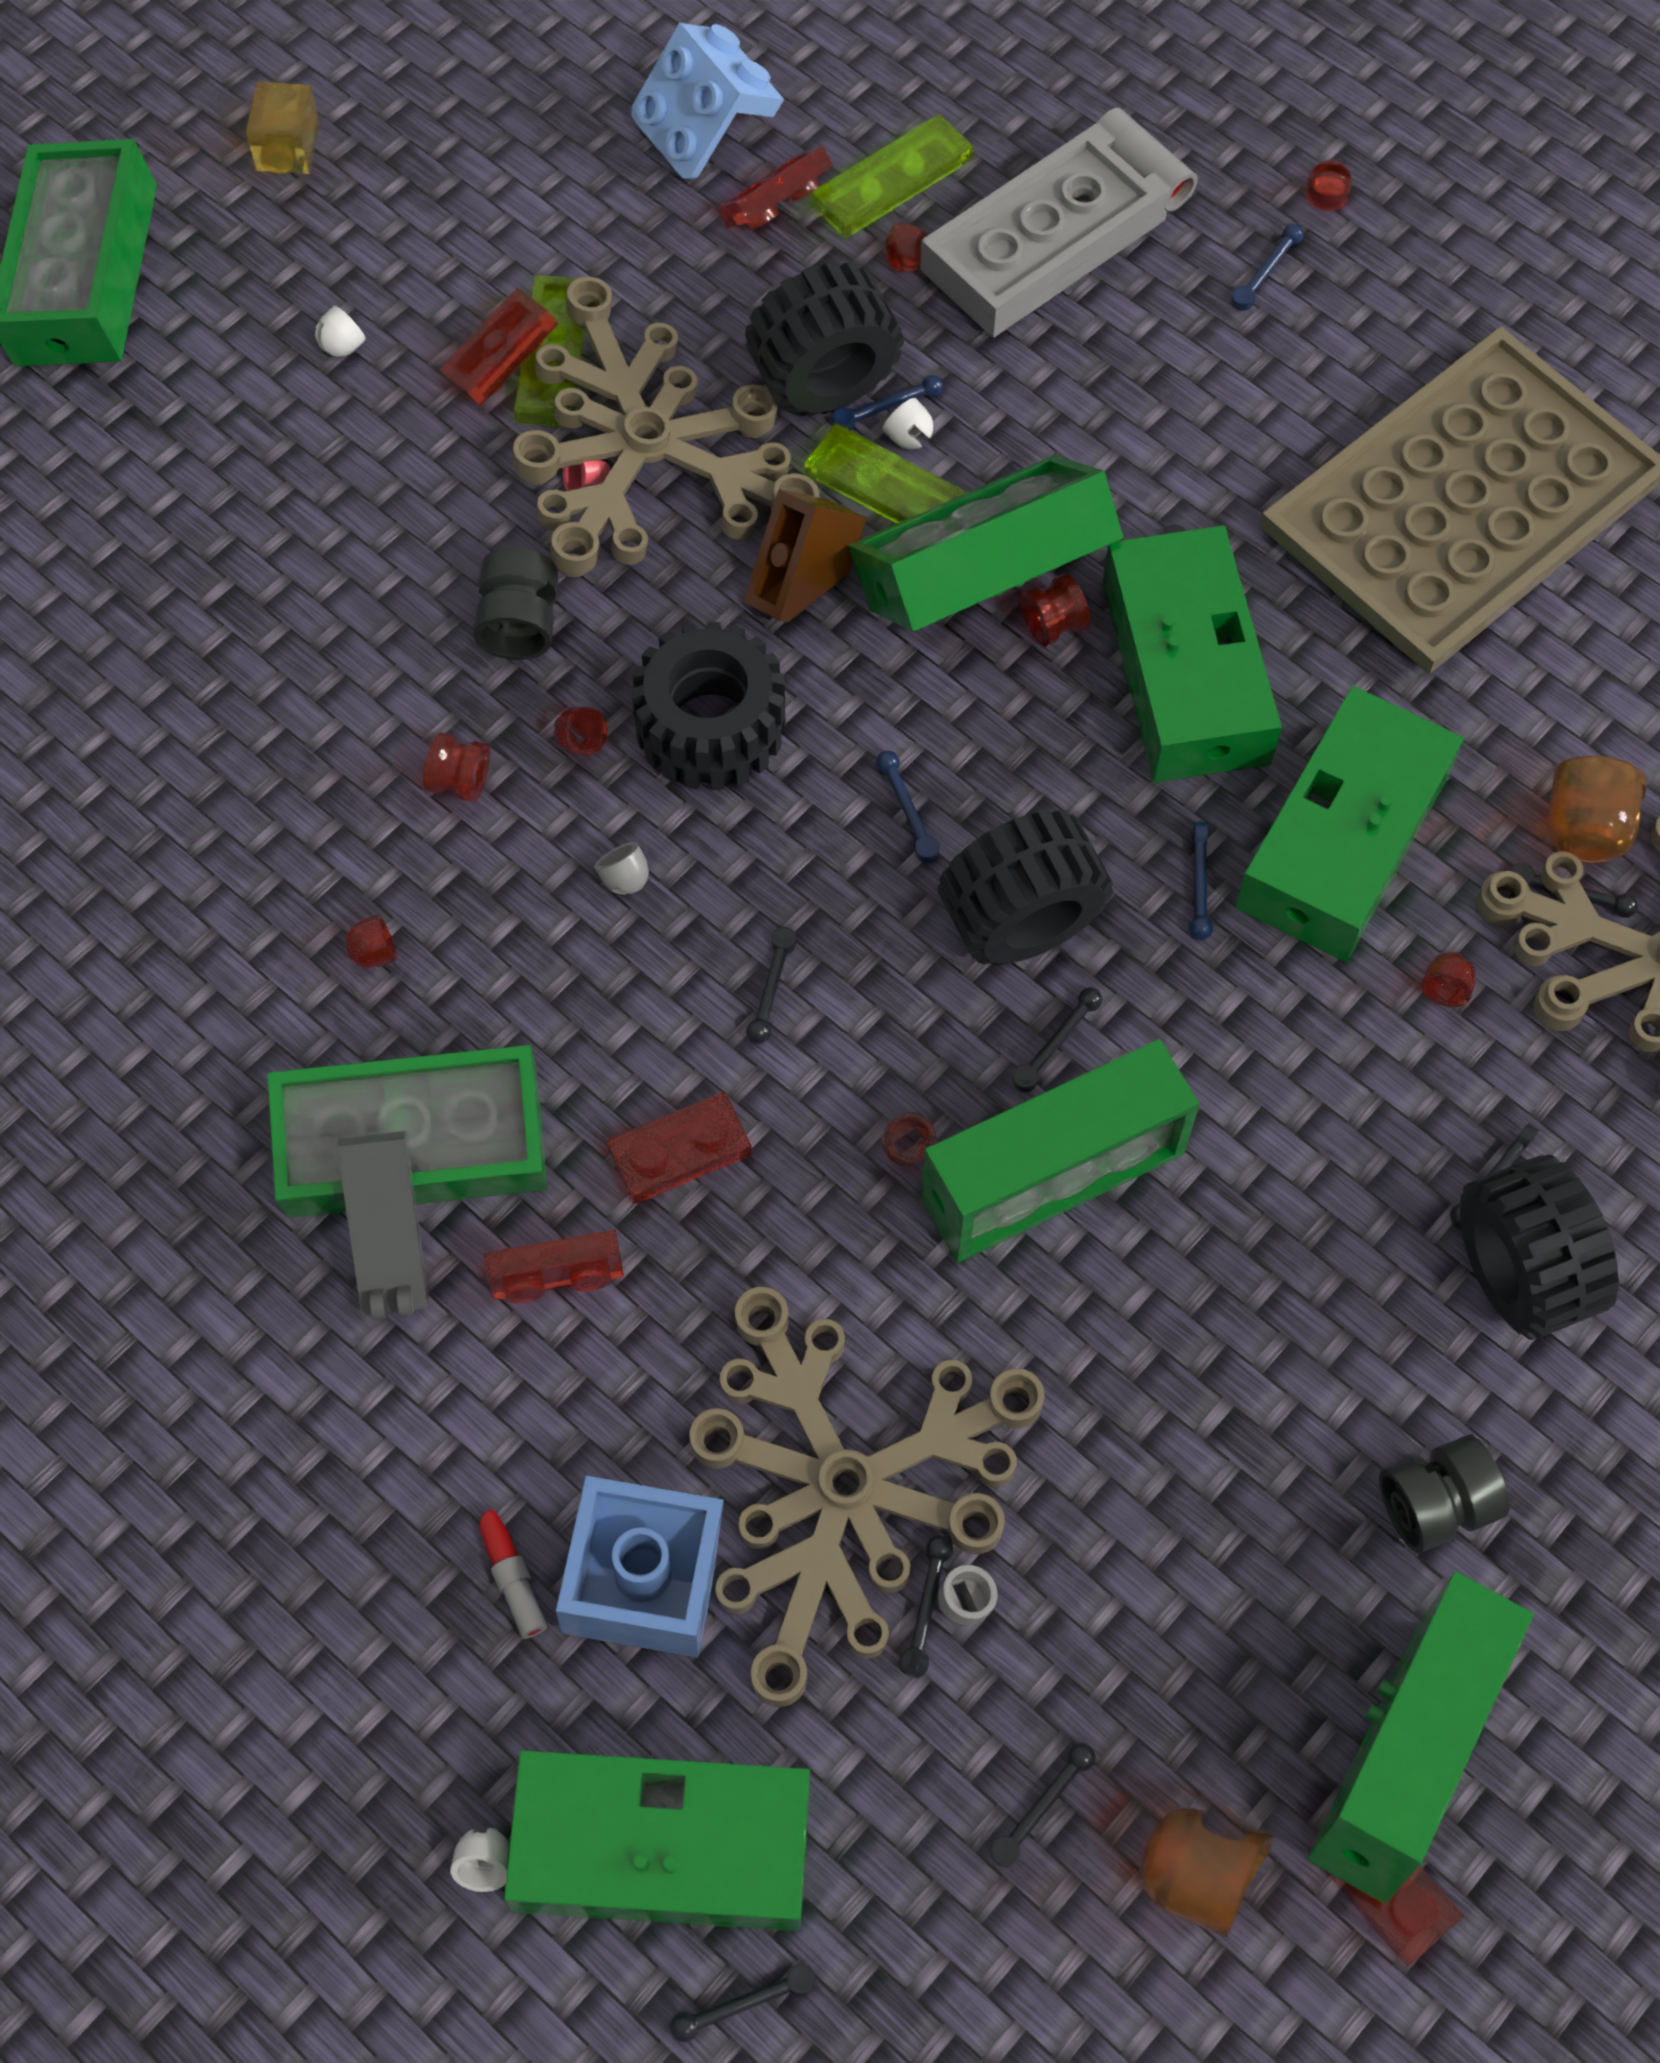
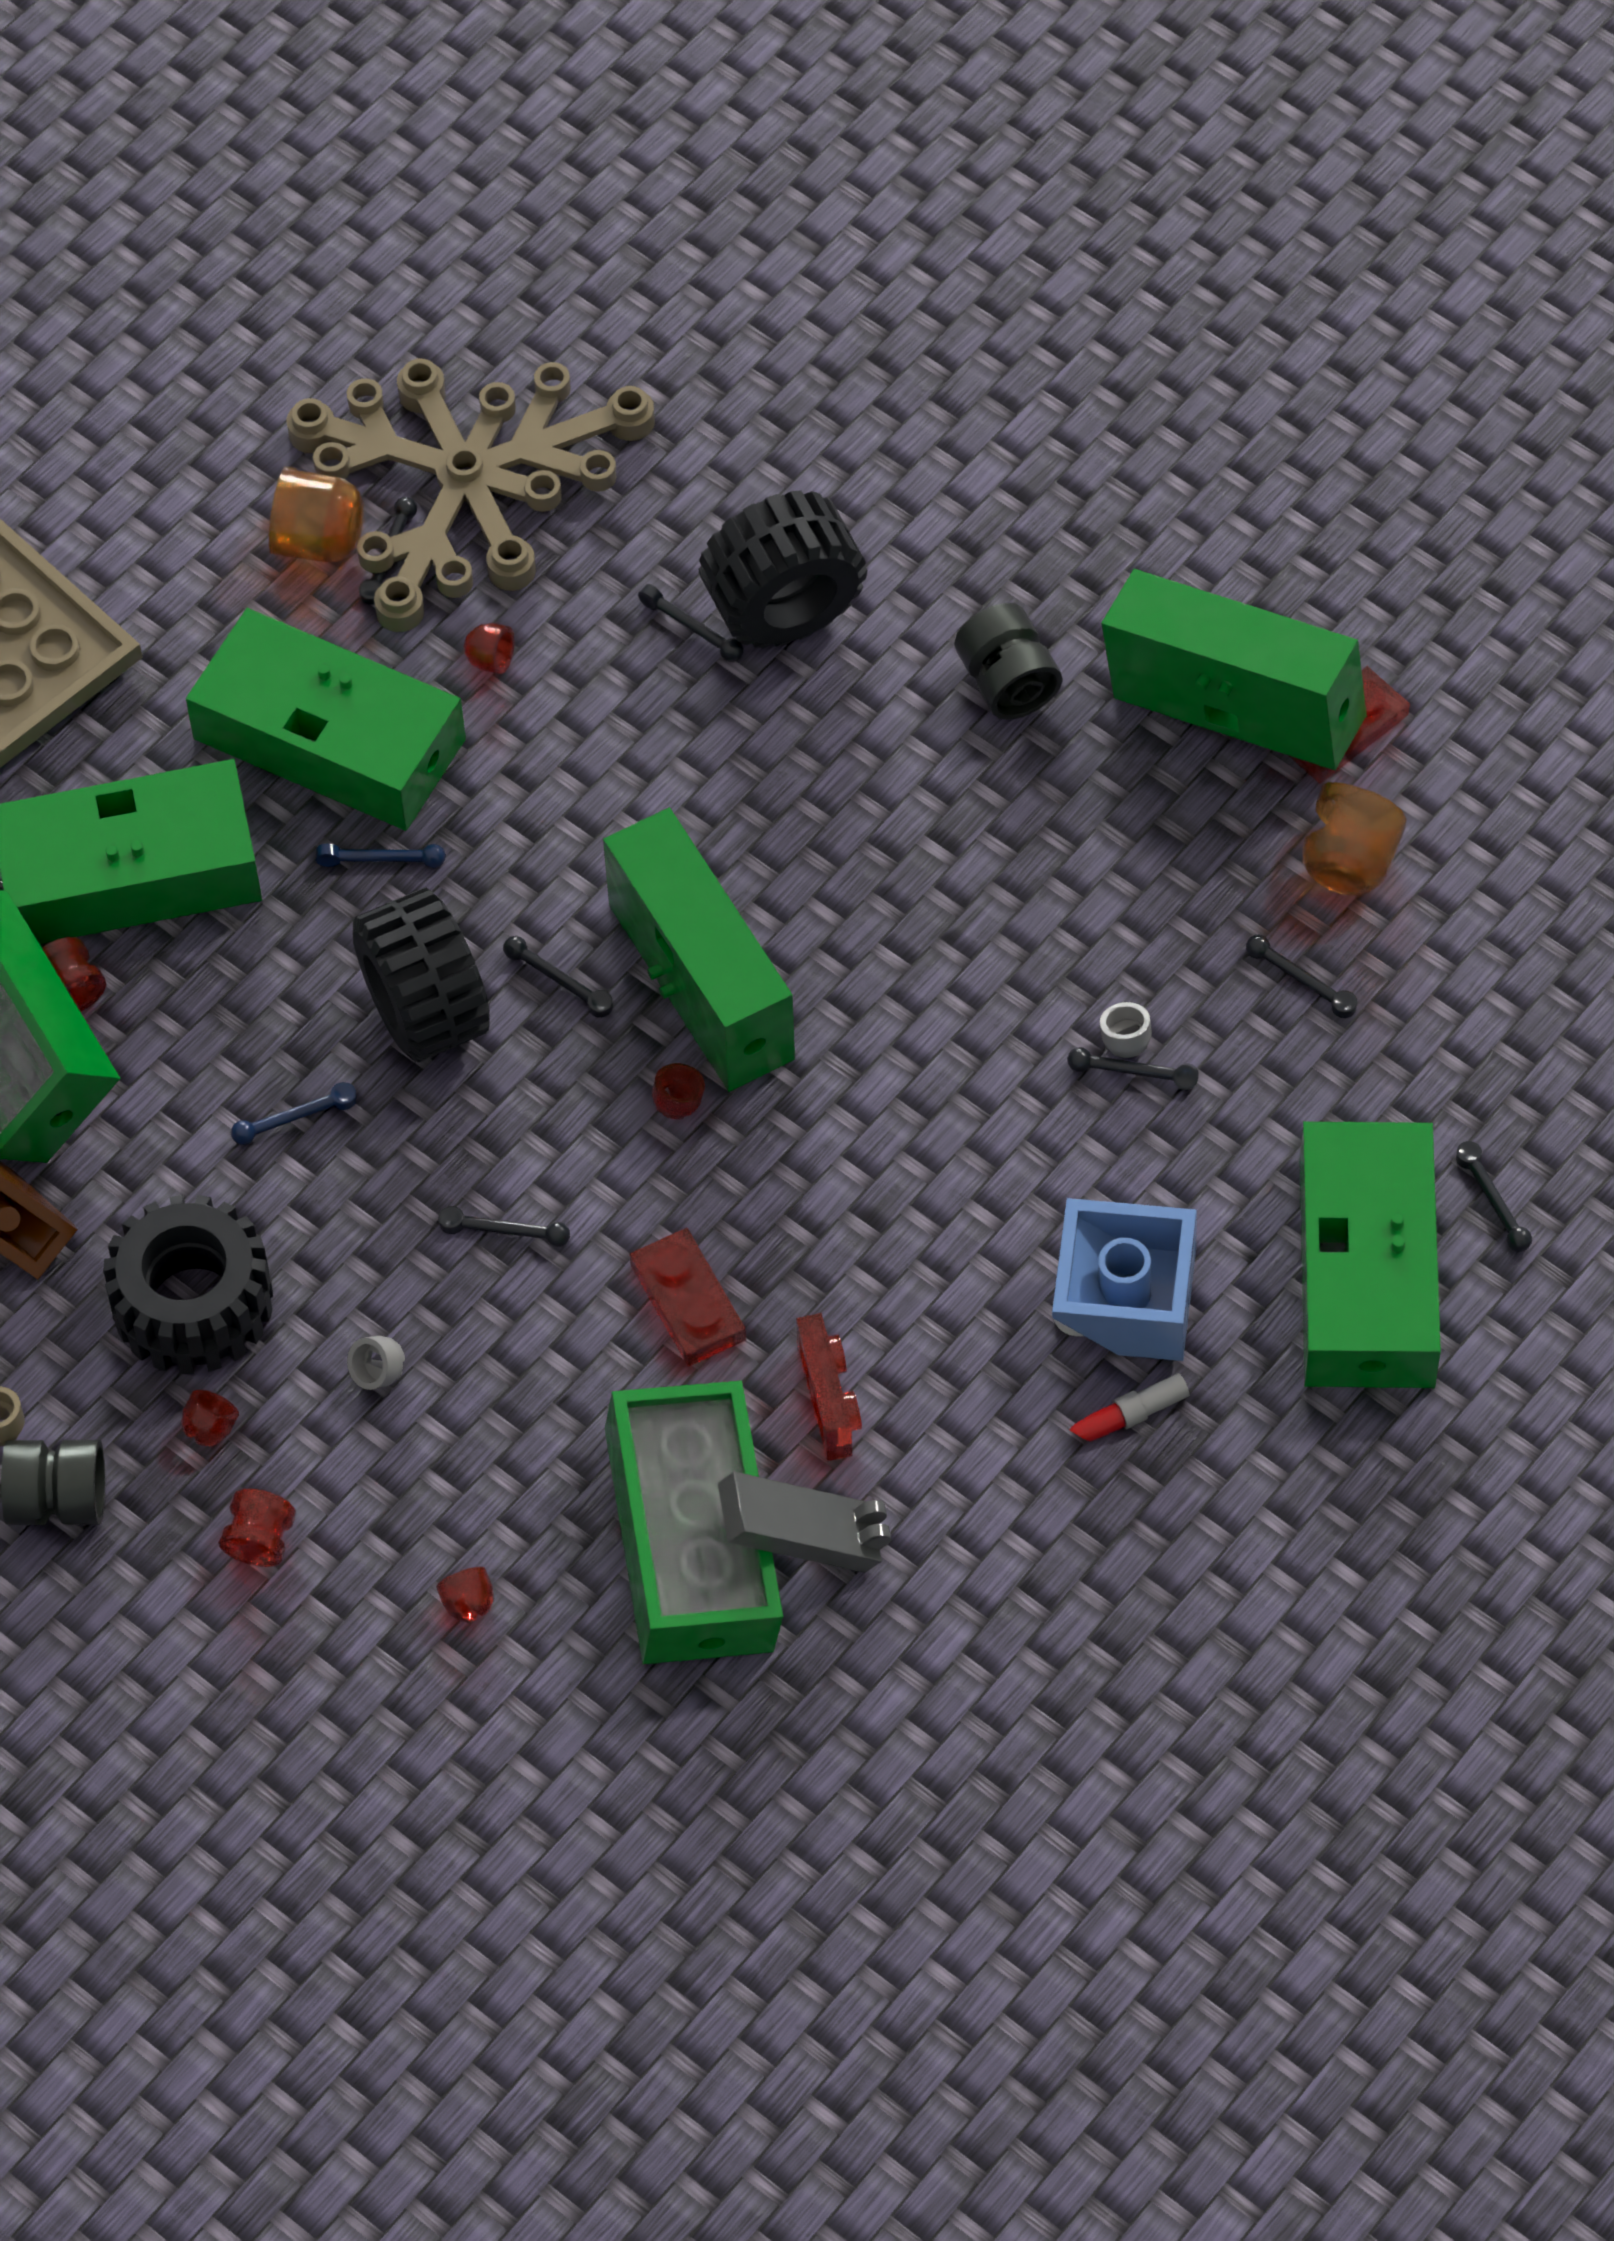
camera: 90 degrees left, 5 degrees down
(467, 1861) = (1395, 1403): white hinge -> none
(820, 1558) = (1097, 1153): dark tan plant -> none

